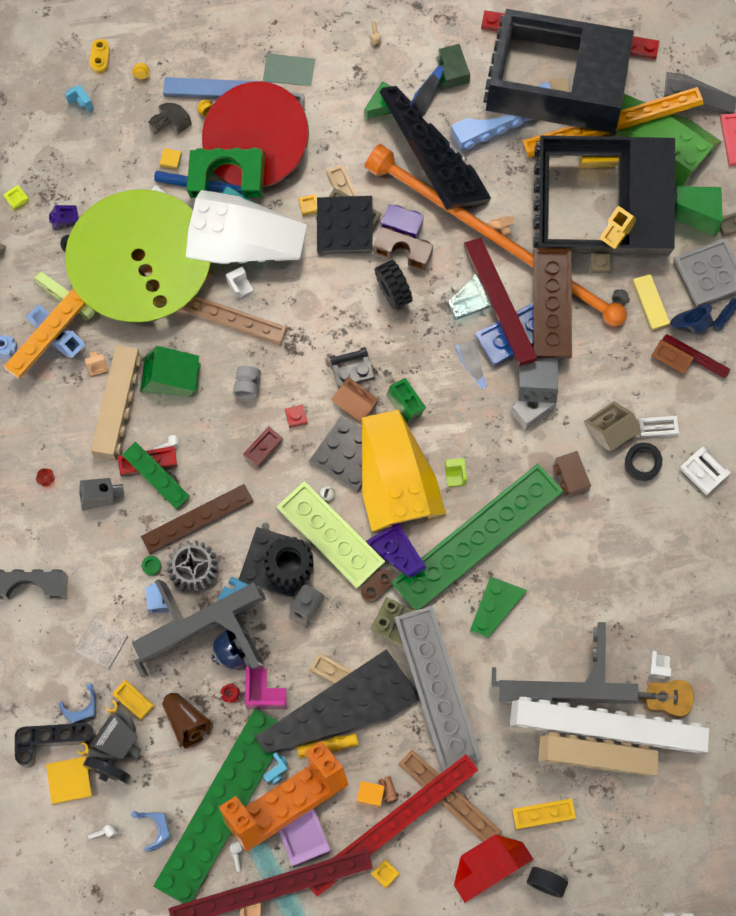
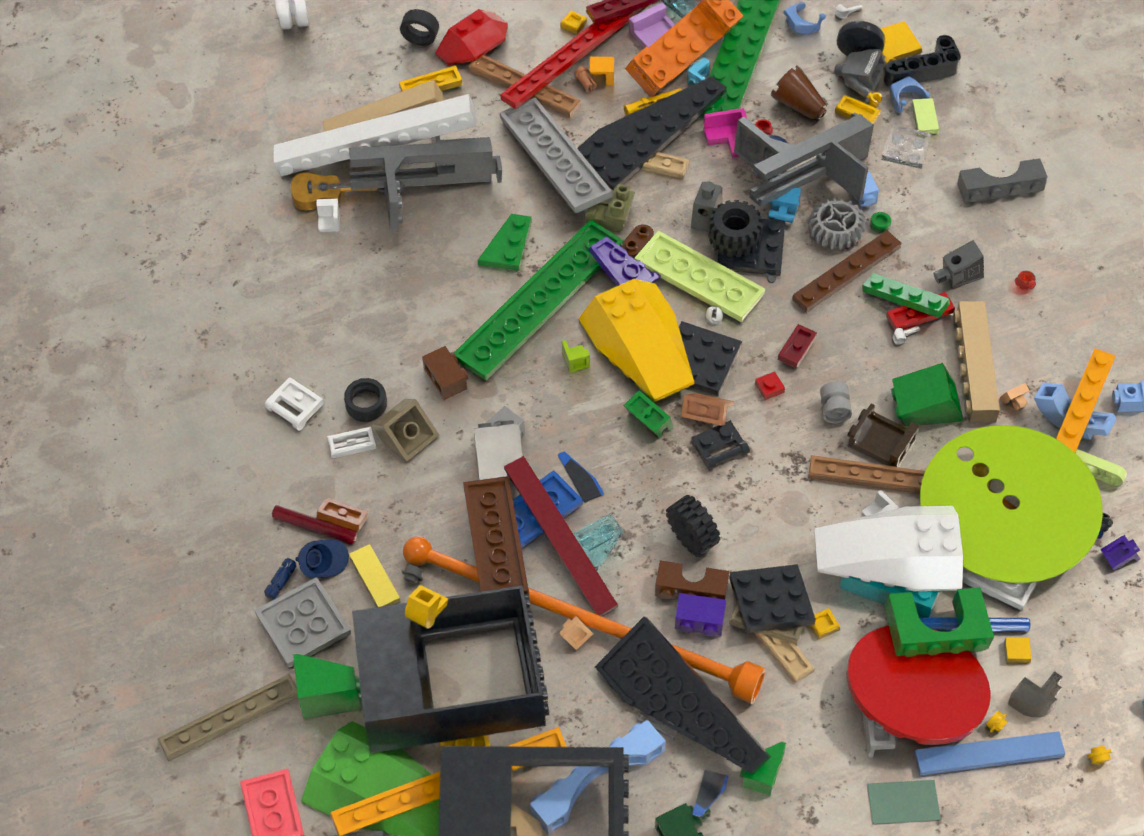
camera: 170 degrees right, 15 degrees down
(70, 680) = (925, 115): none -> yellowish green tile
(216, 347) = (881, 437): none -> dark brown panel

